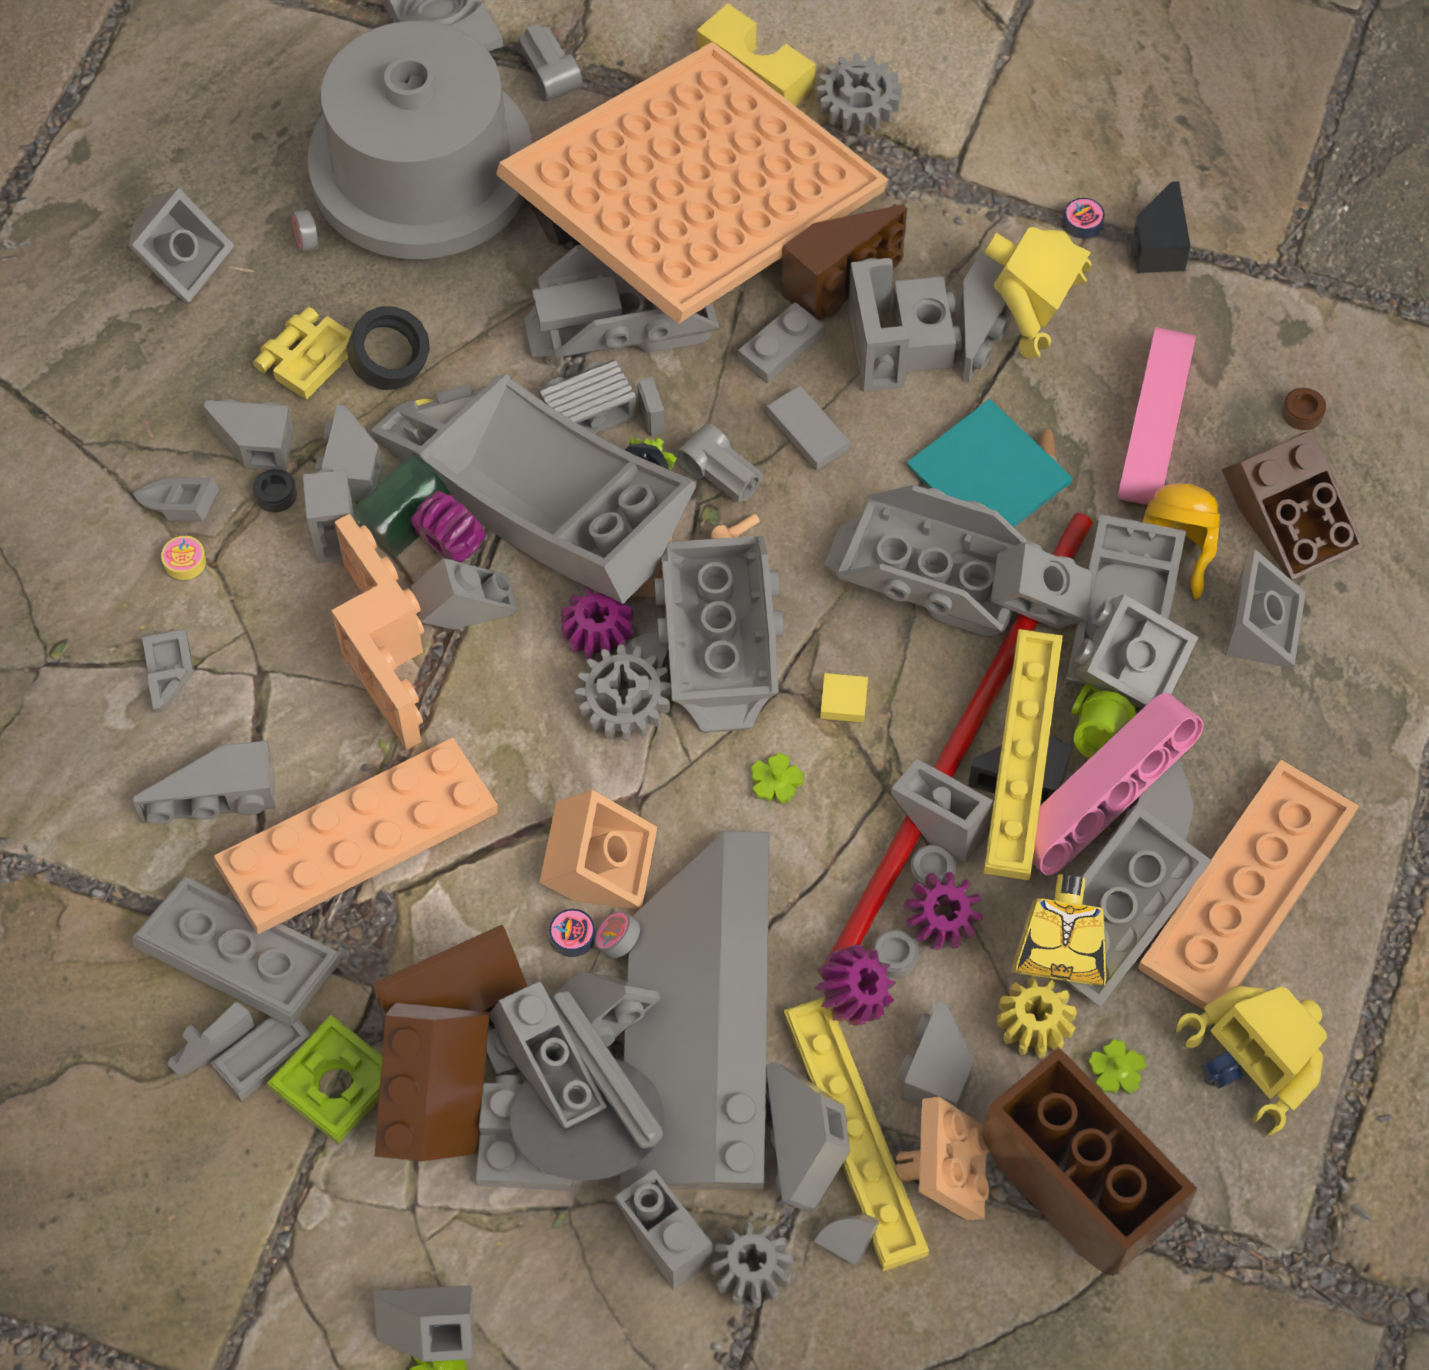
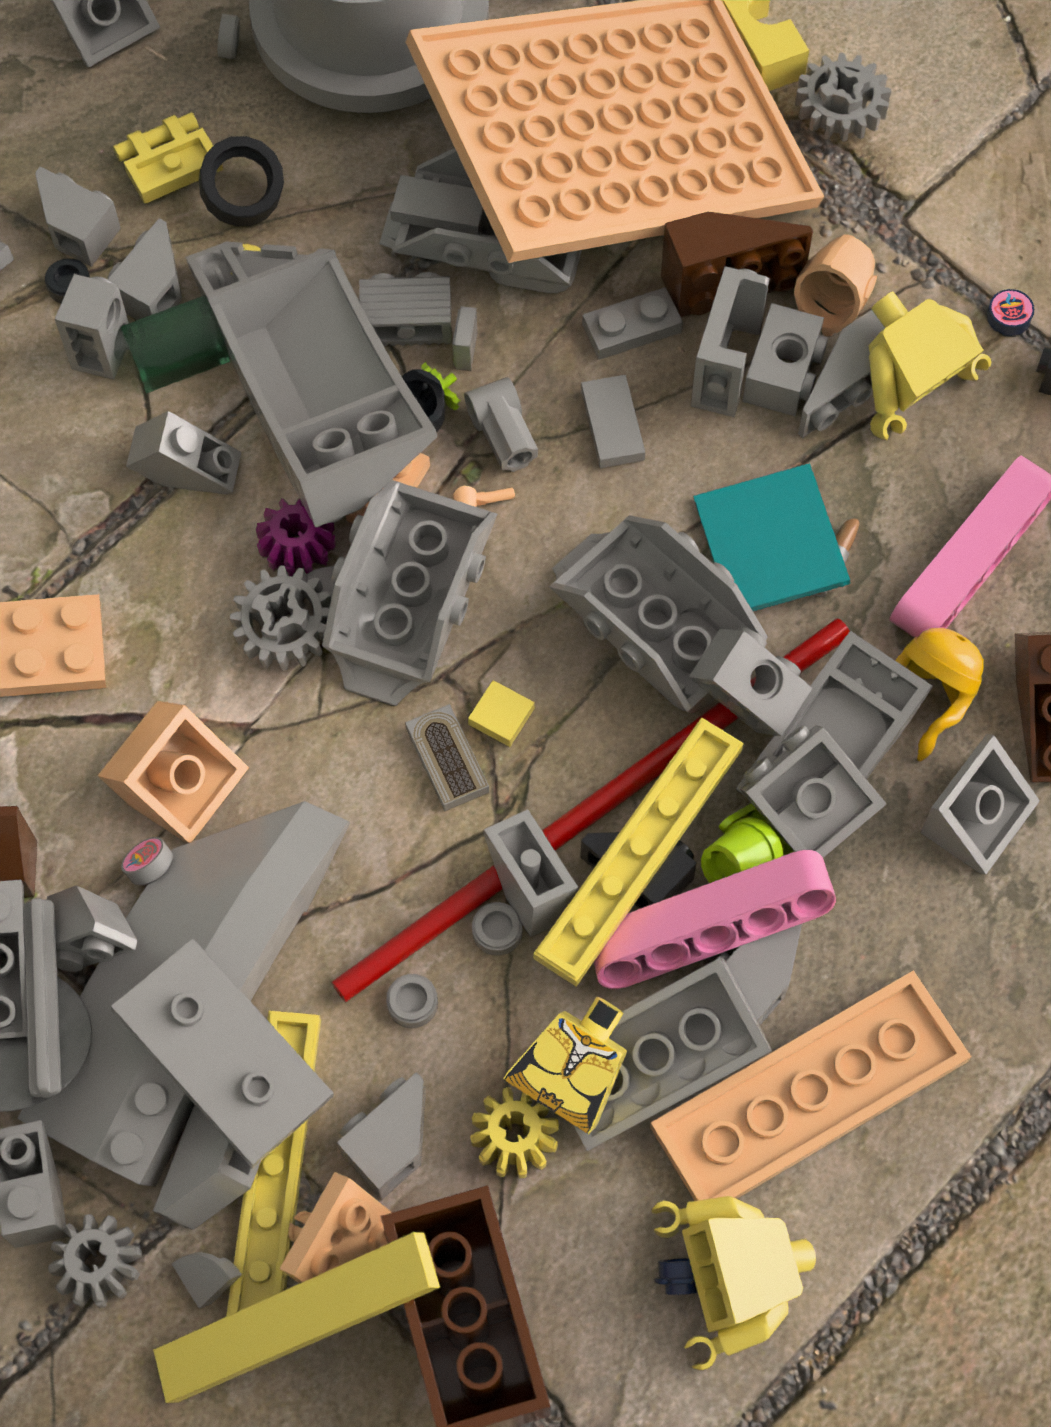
camera: 25 degrees right, 5 degrees up
(379, 630) = (77, 460): light nougat bracket -> none
(448, 527) = (200, 382): magenta gear -> none
(572, 932) = (108, 839): tile -> none
(776, 779) = (391, 768): lime plant -> none
(781, 1045) = (222, 1052): none -> light grey plate
(818, 750) = (447, 757): none -> tile
(855, 985) = (358, 1029): magenta gear -> none
(938, 243) = (840, 280): none -> light nougat helmet
(948, 895) = (464, 990): magenta gear -> none
(952, 1223) = (296, 1317): none -> light yellow tile
(1117, 1068) = (574, 1223): lime plant -> none

